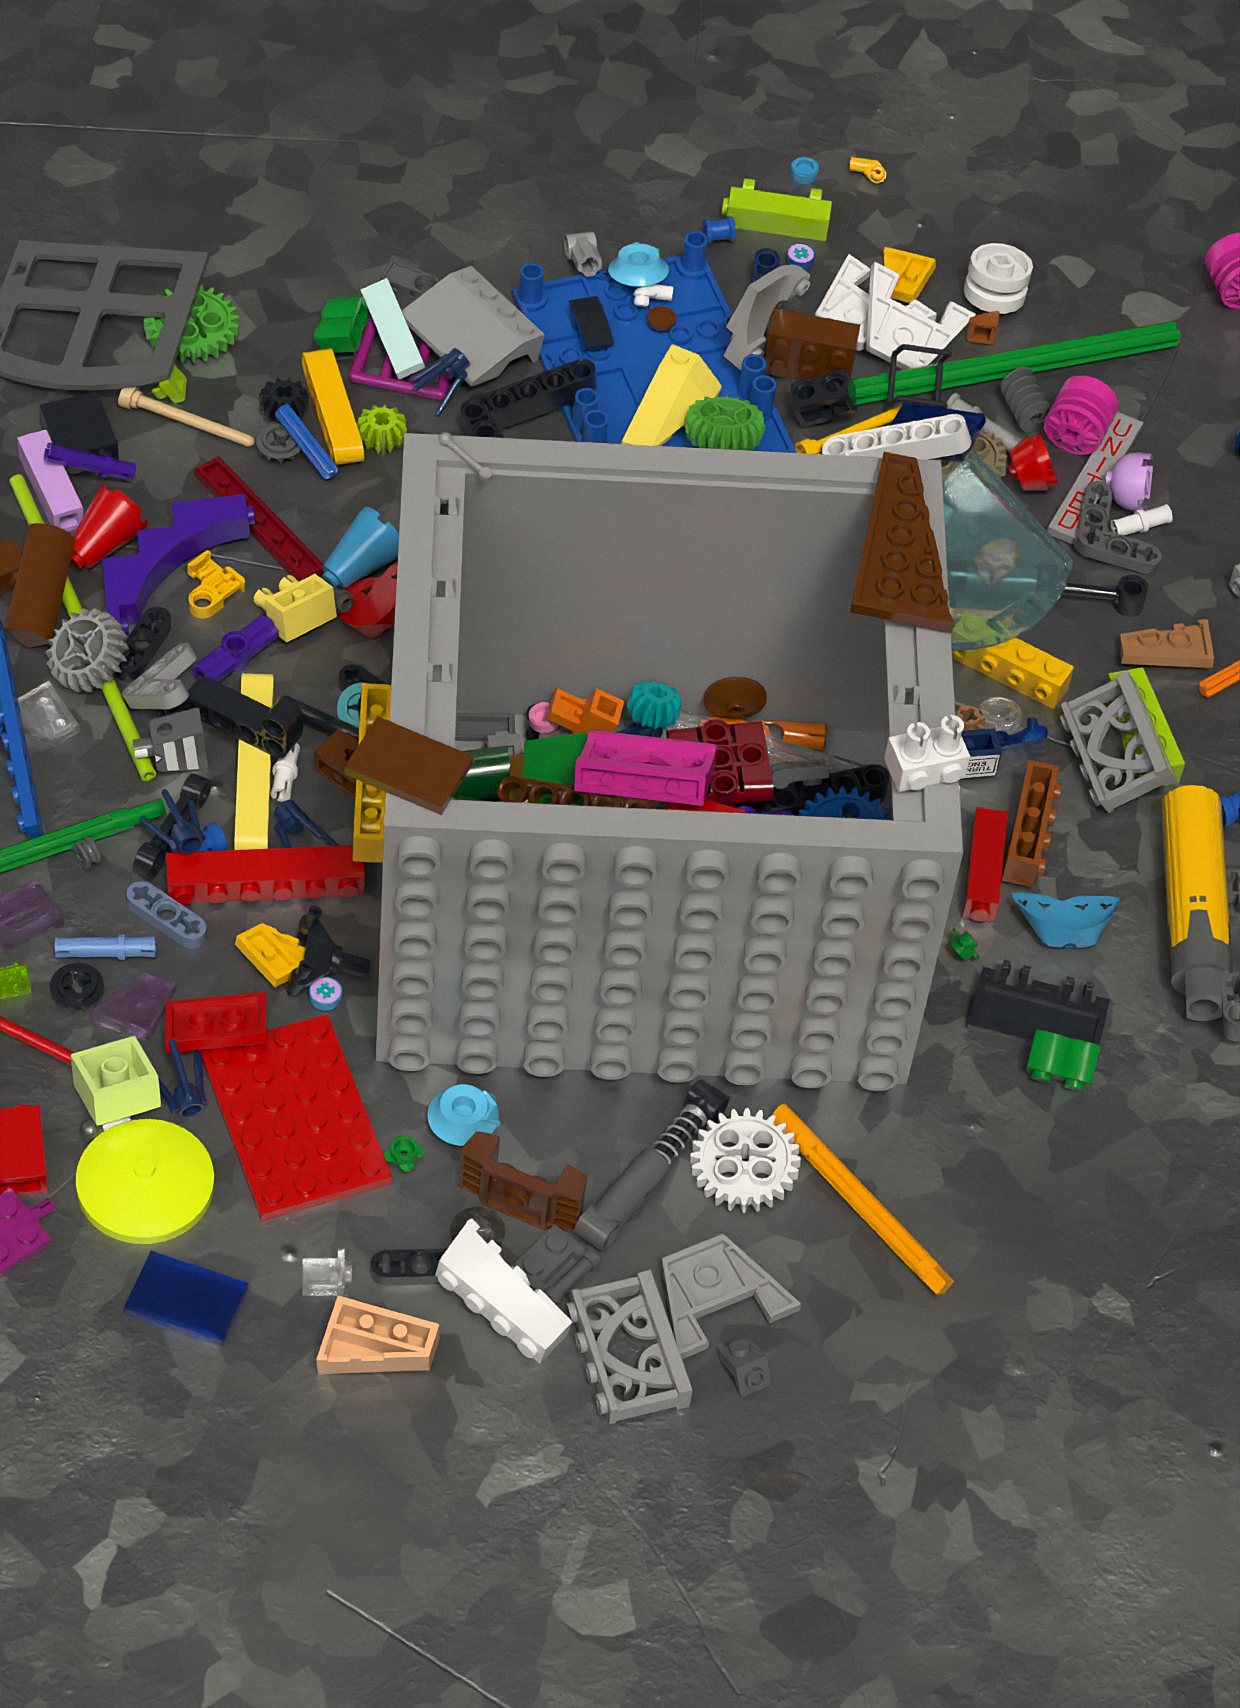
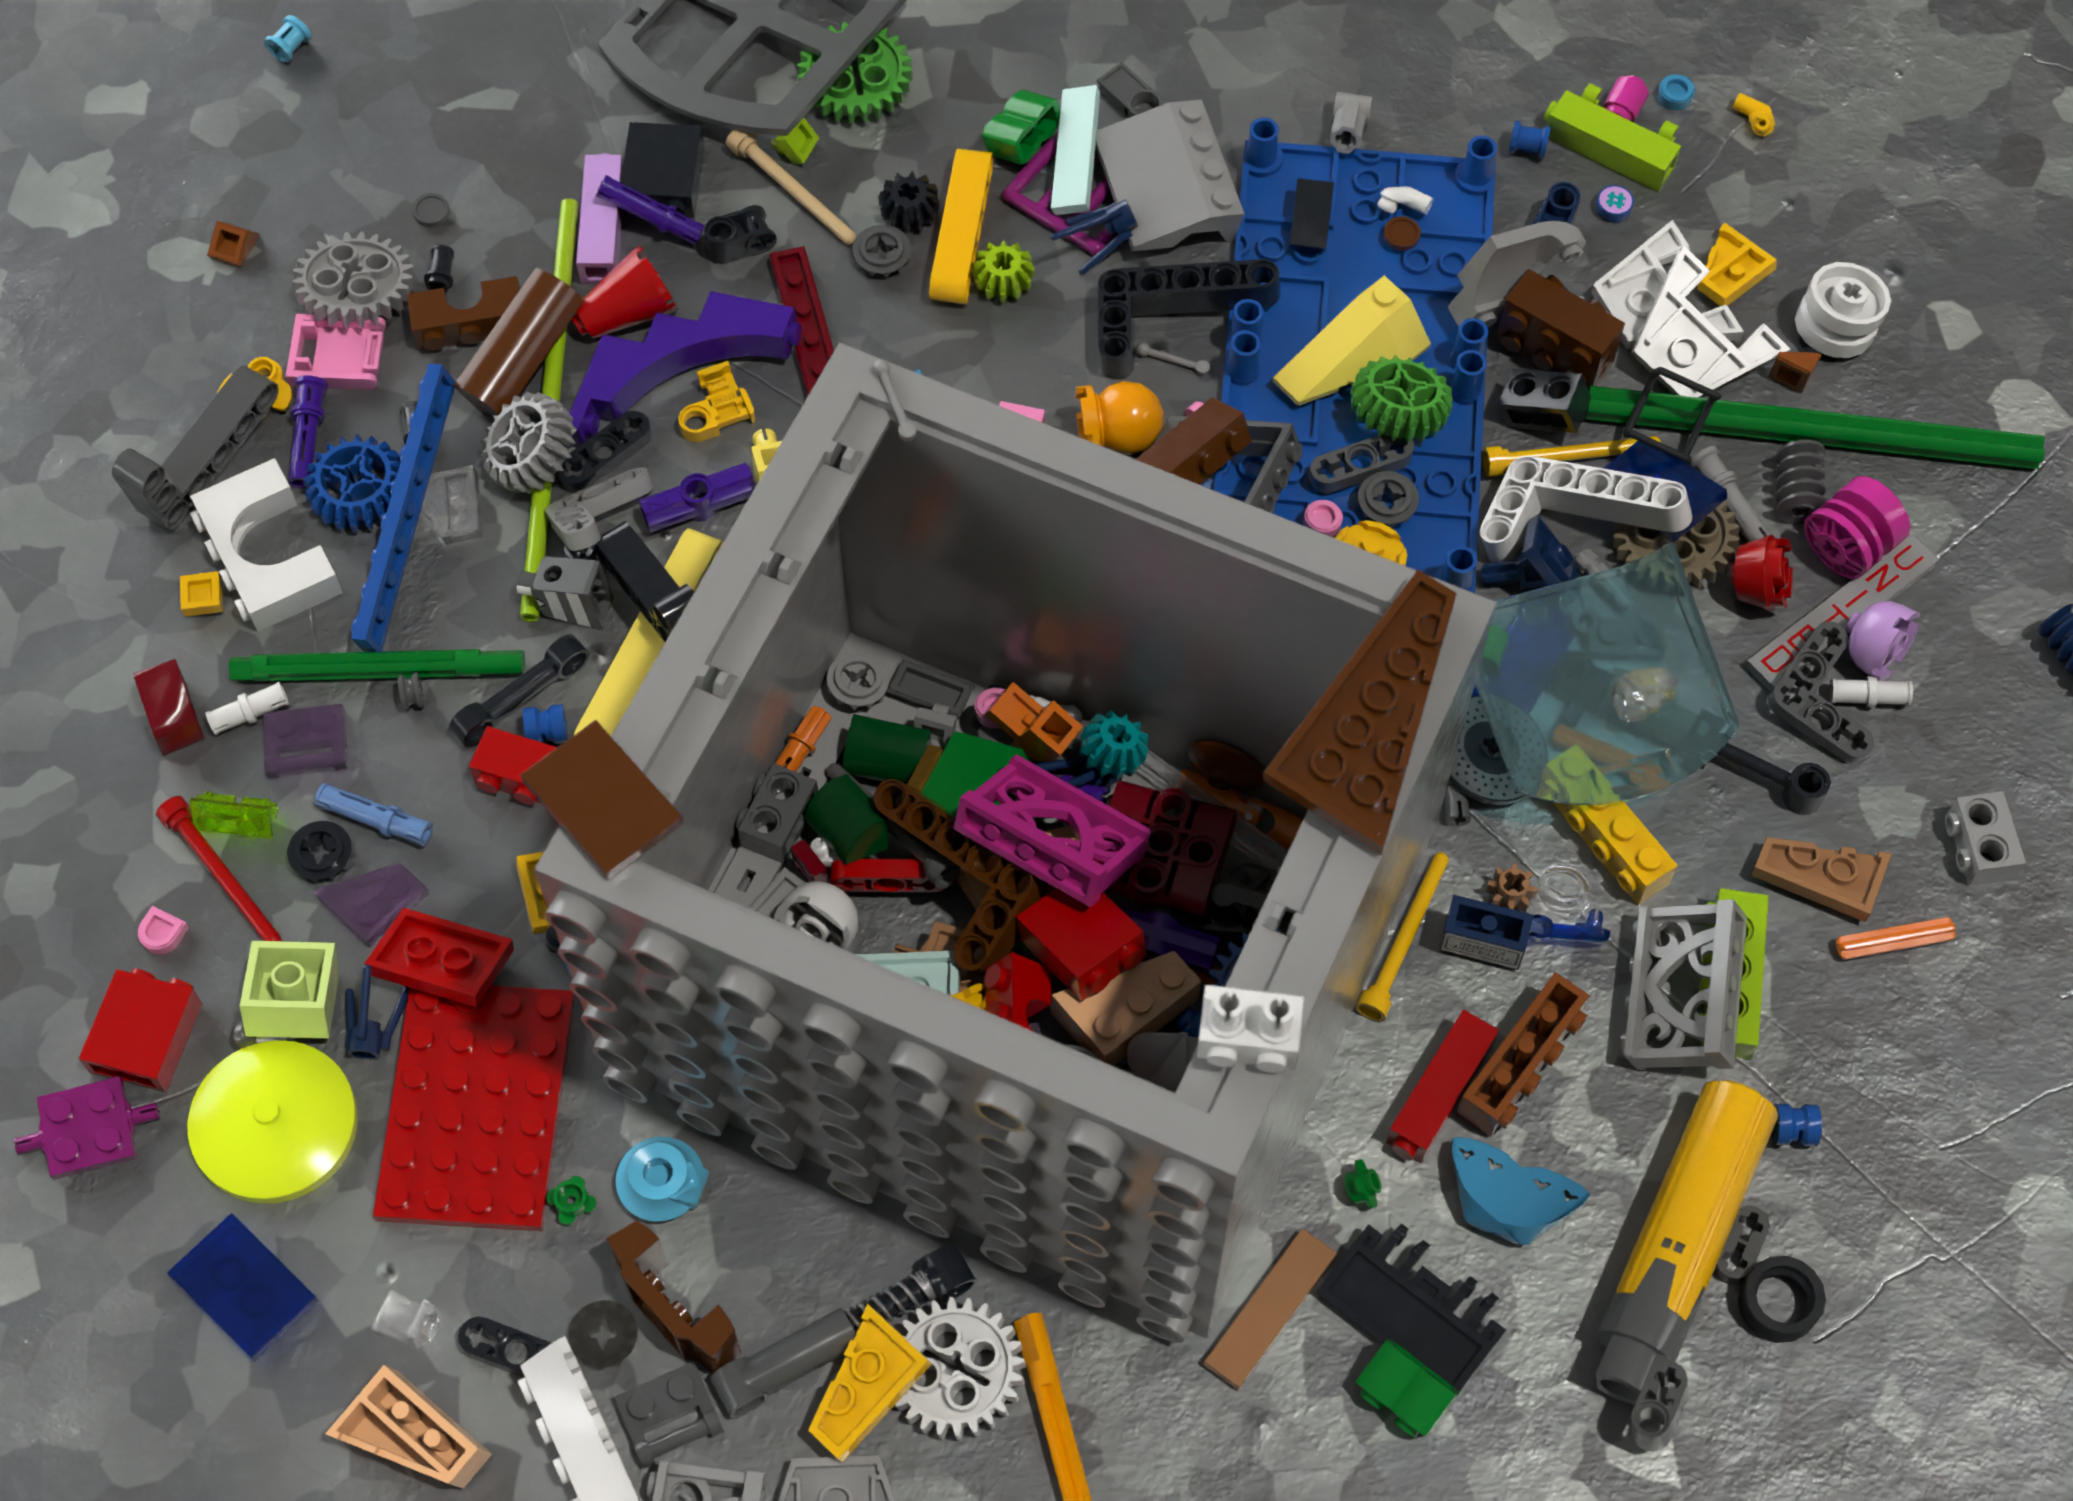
camera: 30 degrees right, 10 degrees up
(164, 463) = (737, 236): none -> black piece
(172, 927) = (460, 814): sand blue beam -> none
(185, 836) = (512, 715): dark blue plant -> none
(306, 442) = (907, 261): blue axle -> none
(638, 266) = (1403, 159): medium azure piece -> none
(693, 1187) = (870, 1382): none -> yellow wing
(773, 179) = (1627, 97): none -> dark pink brick
(941, 1048) = (1270, 1309): none -> medium nougat tile

